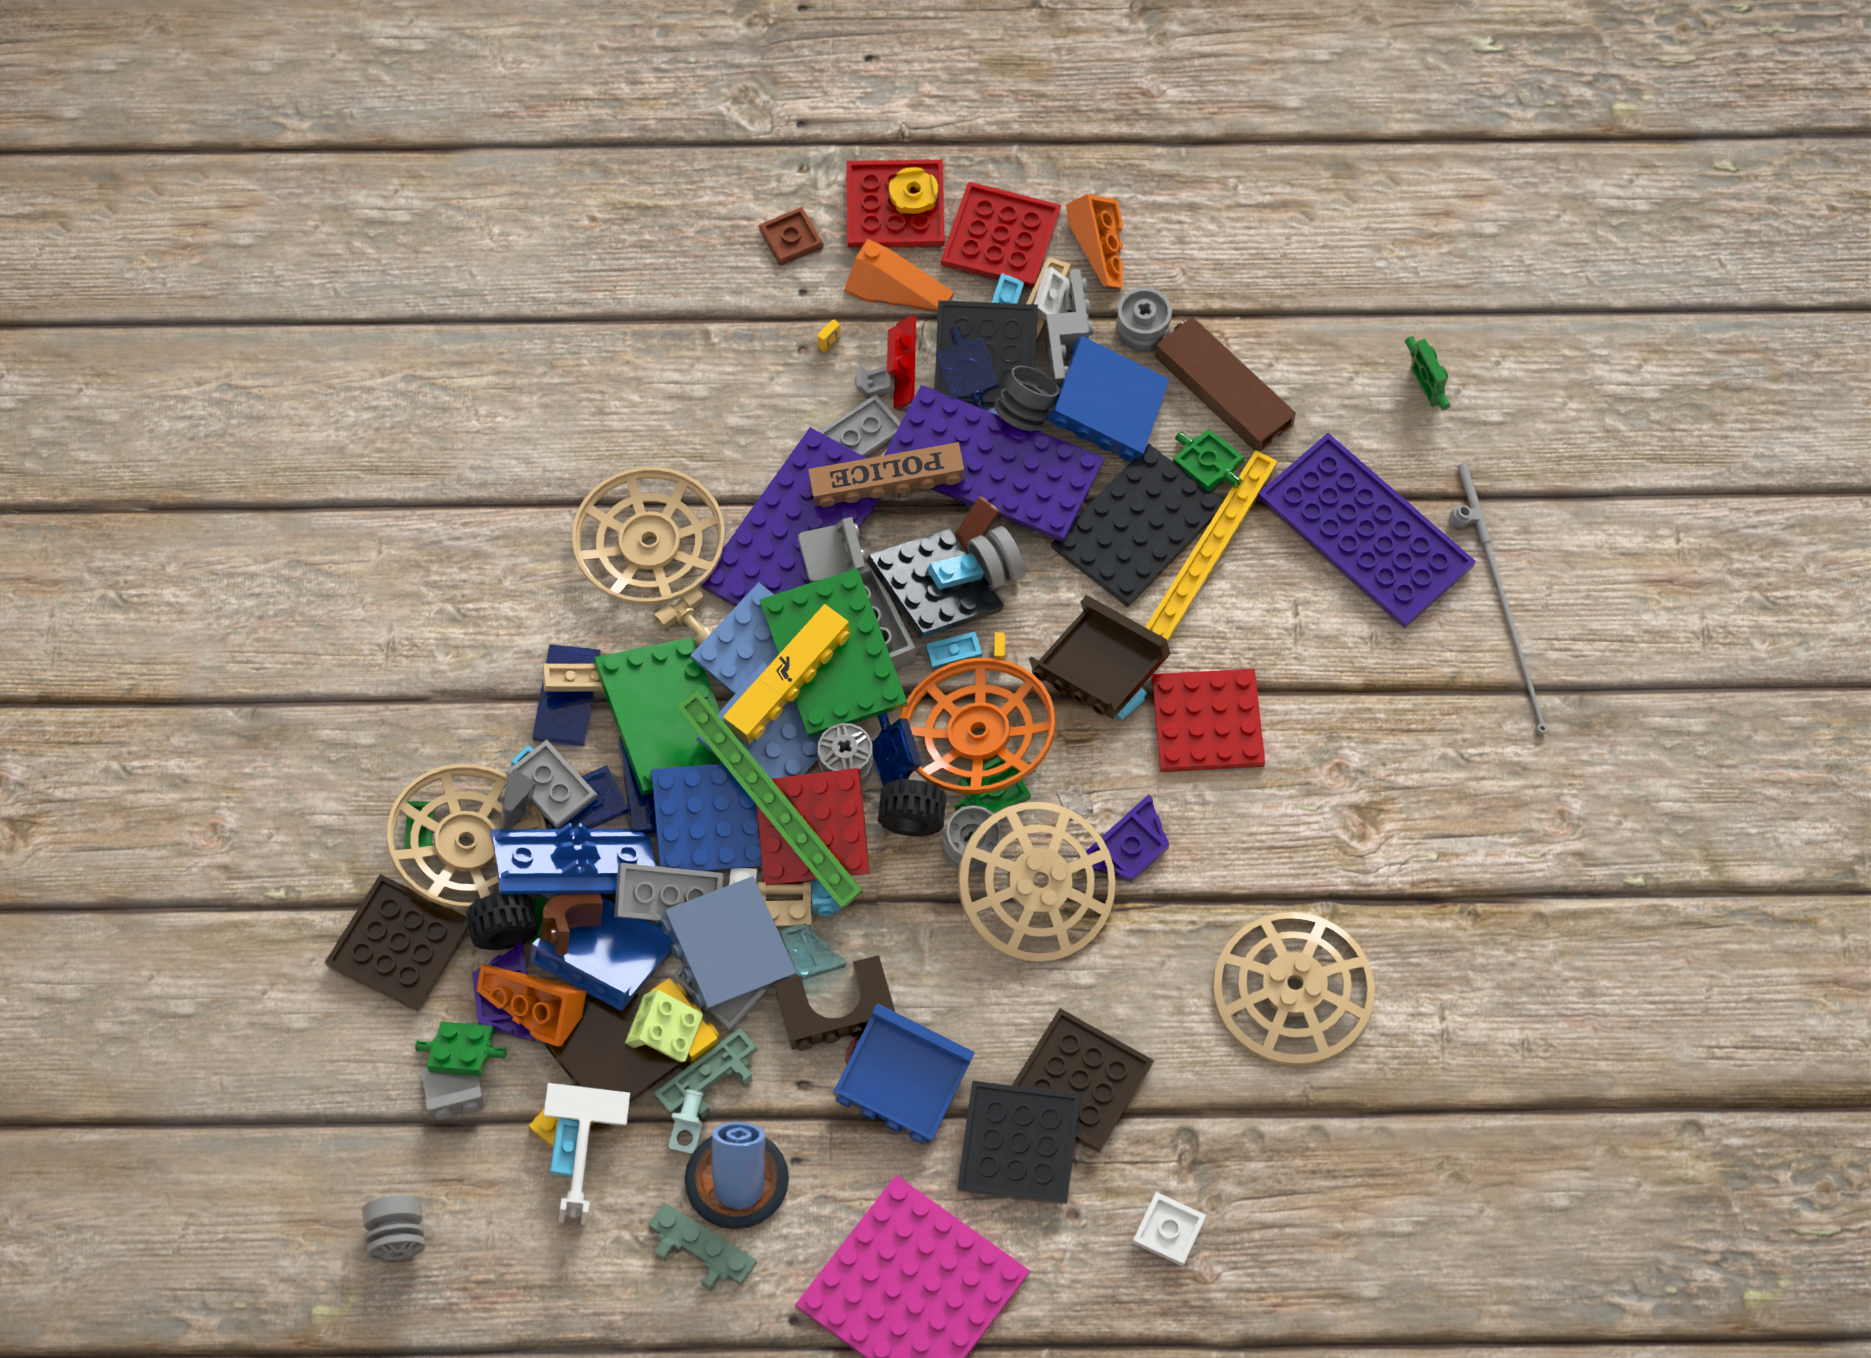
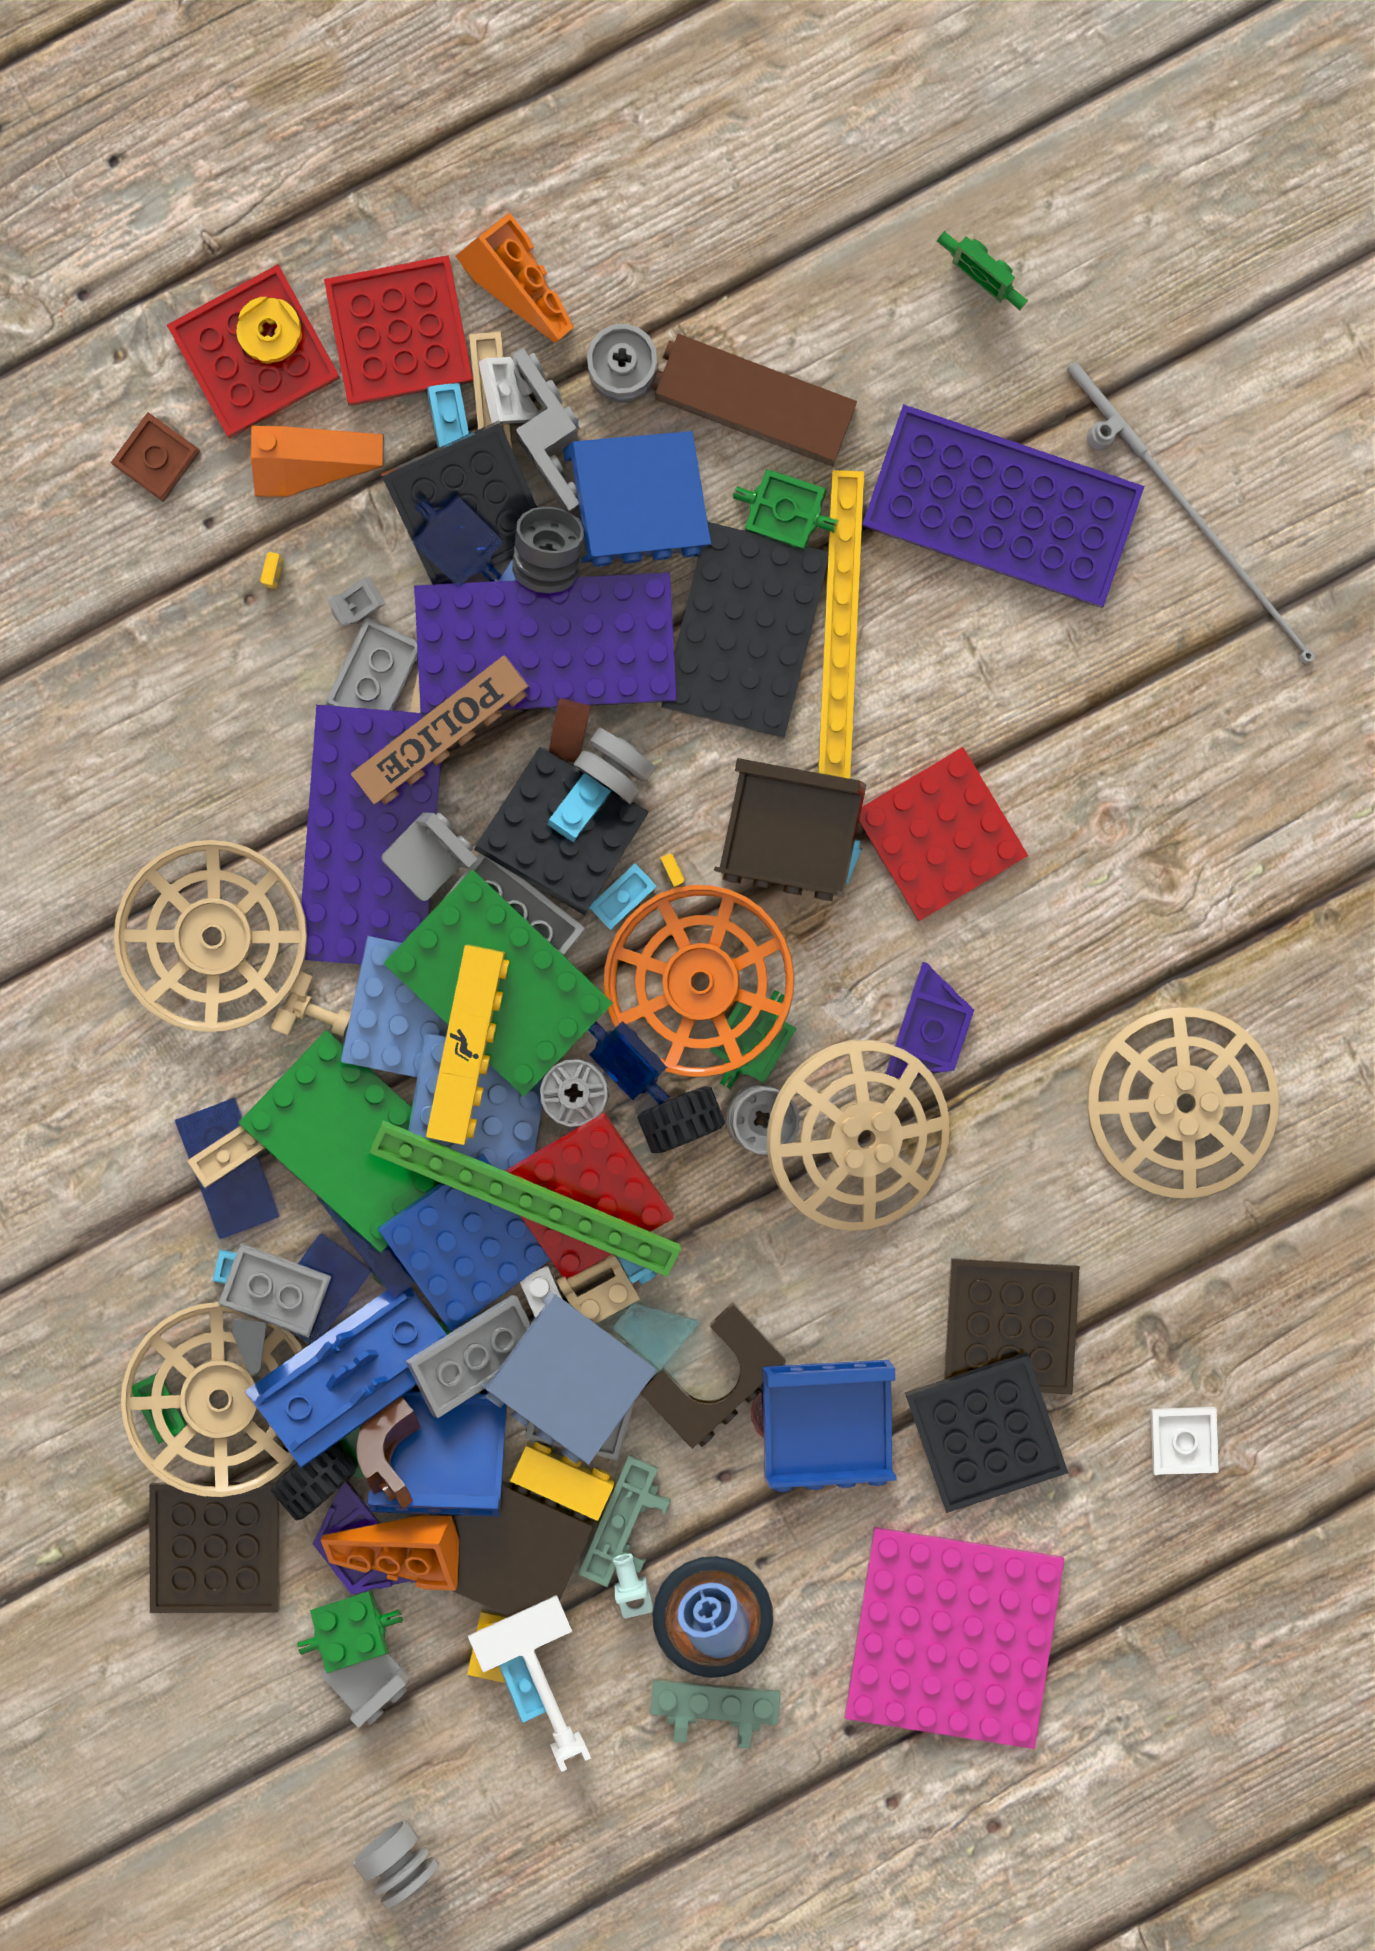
camera: 25 degrees left, 25 degrees up
(664, 1025) = (553, 1509): yellowish green bracket -> none
(901, 360) = (373, 559): red bracket -> none

